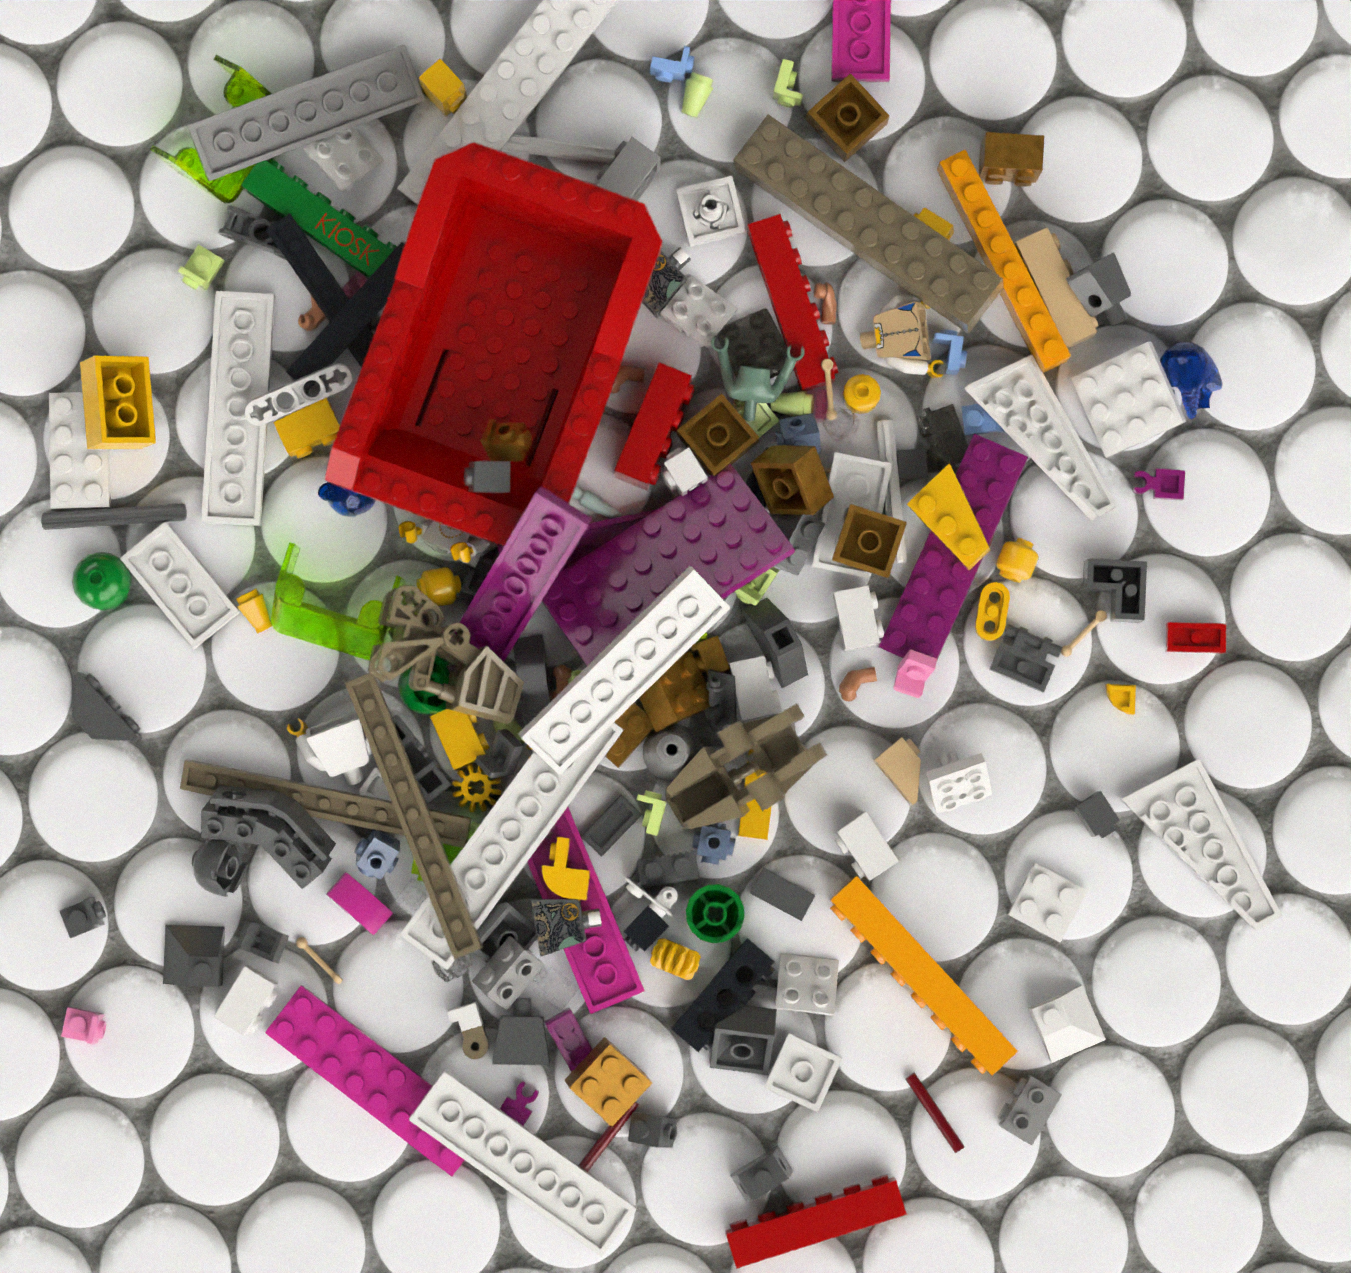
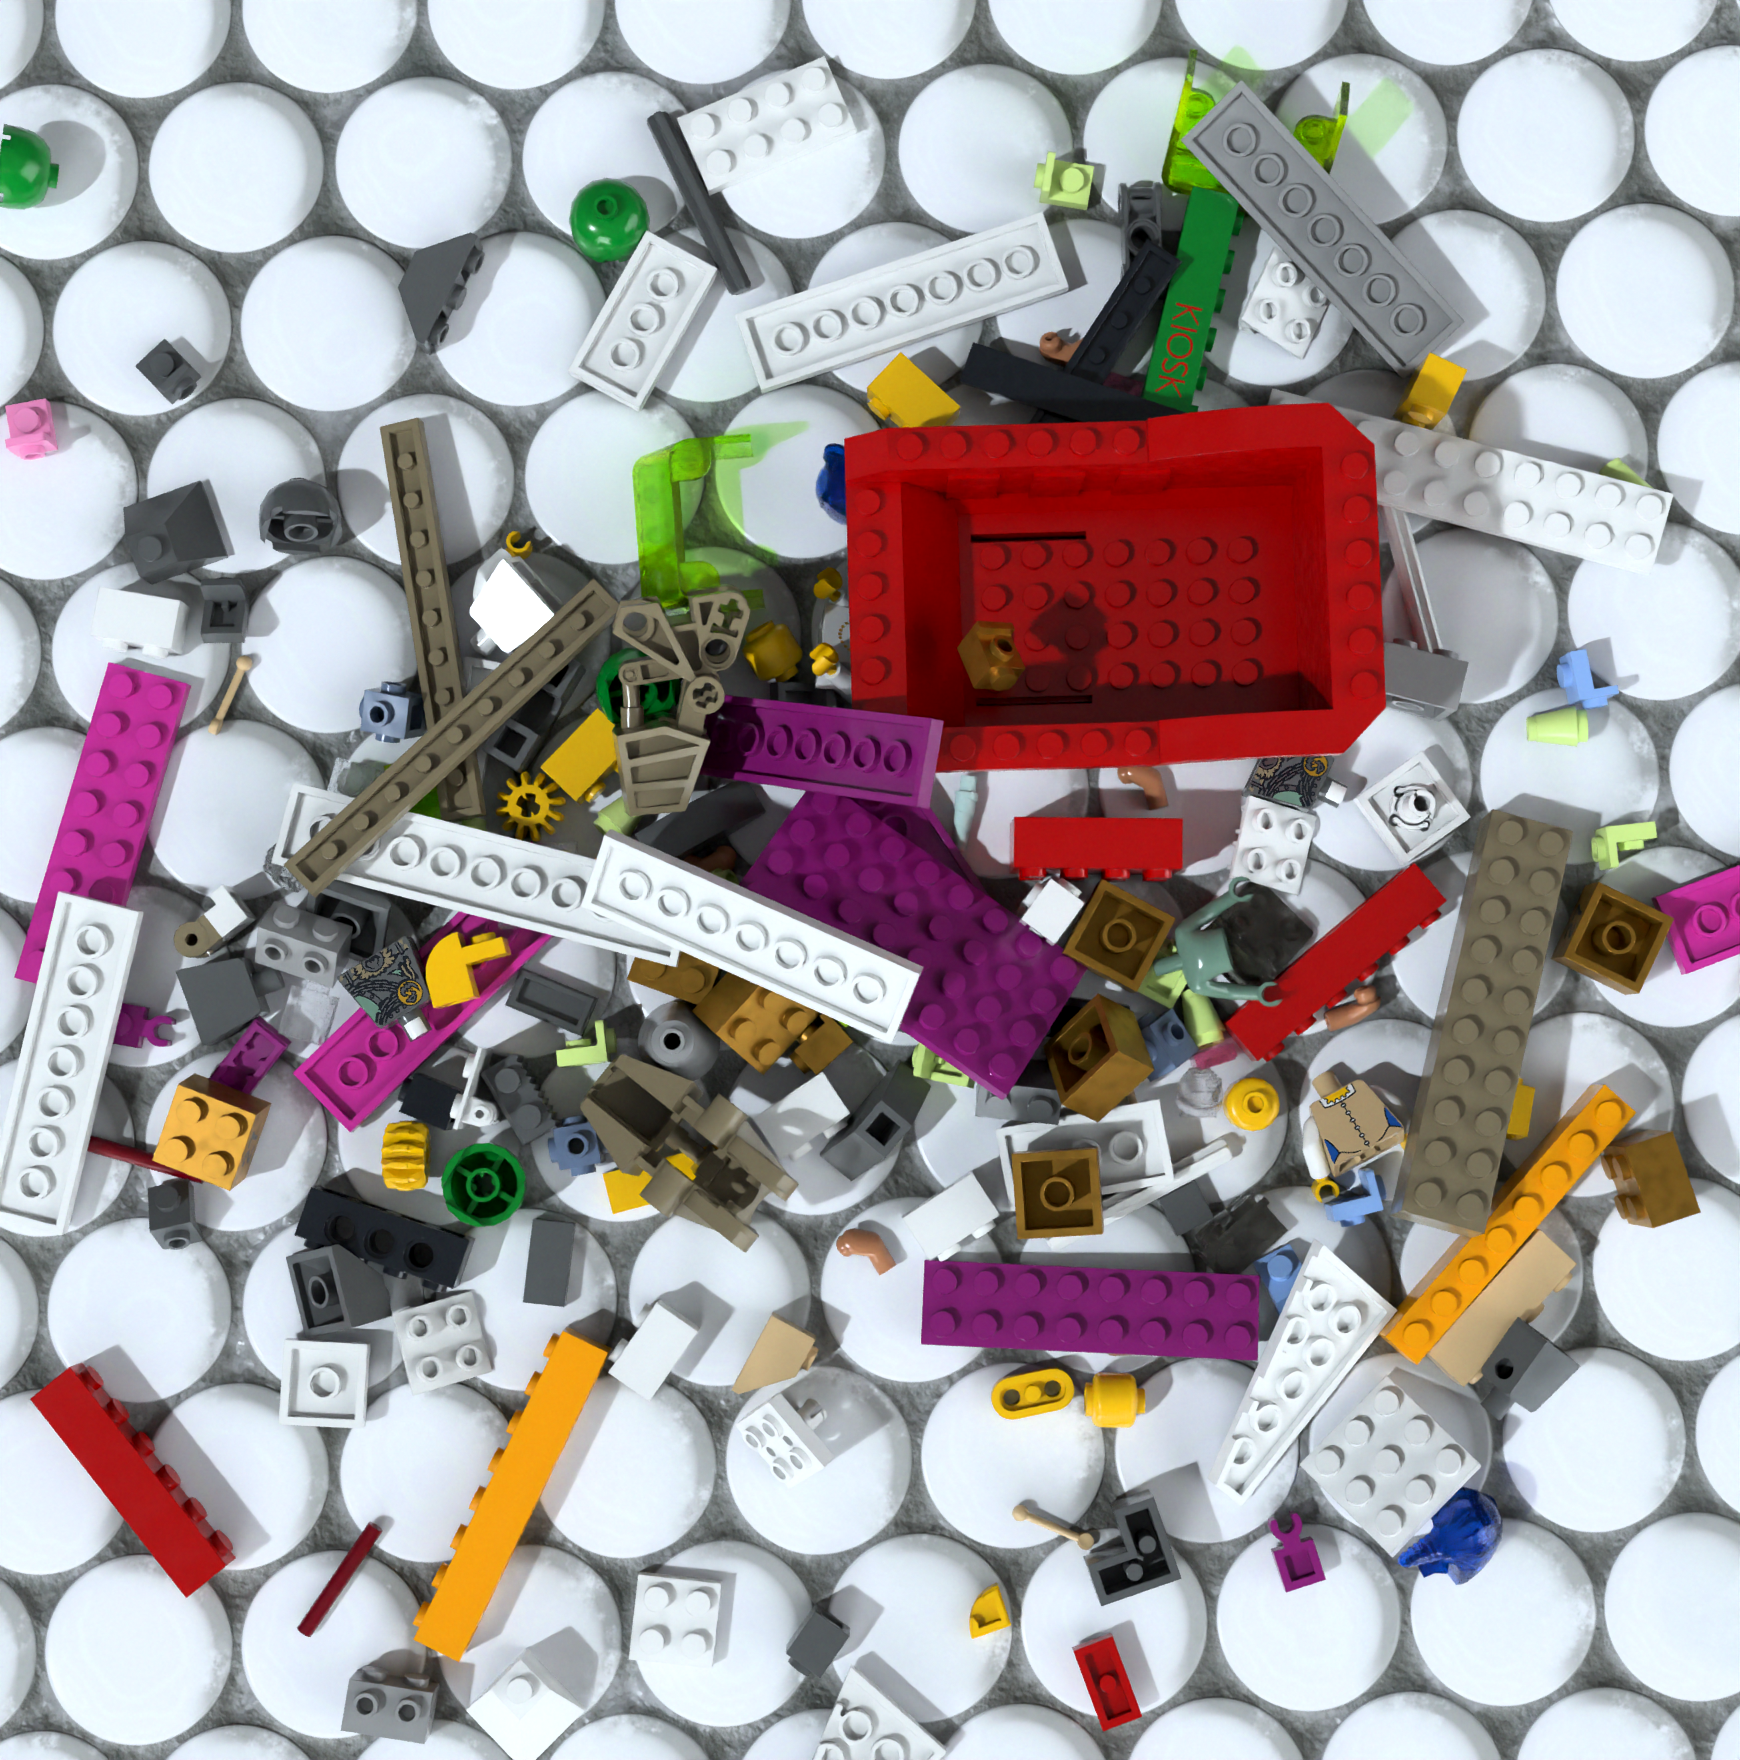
camera: 65 degrees right, 0 degrees up
(117, 402) = (845, 143): yellow brick -> none
(244, 817) = (363, 542): dark grey brick -> none
(254, 609) = (648, 429): yellow cone -> none
(296, 389) = (952, 367): white beam -> none
(359, 903) = (321, 716): dark pink slope -> none
(488, 476) = (932, 649): dark grey brick -> none
(503, 755) = (580, 823): dark grey bracket -> none
(722, 699) = (769, 1080): dark grey hinge -> none
(762, 1174) = (167, 1384): dark grey torso -> none
(827, 365) = (1268, 1043): tan hinge -> none
(913, 673) = (907, 1320): bright pink bracket -> none
(949, 516) = (1133, 1289): yellow wedge -> none
(1021, 666) = (974, 1463): dark grey plate -> none

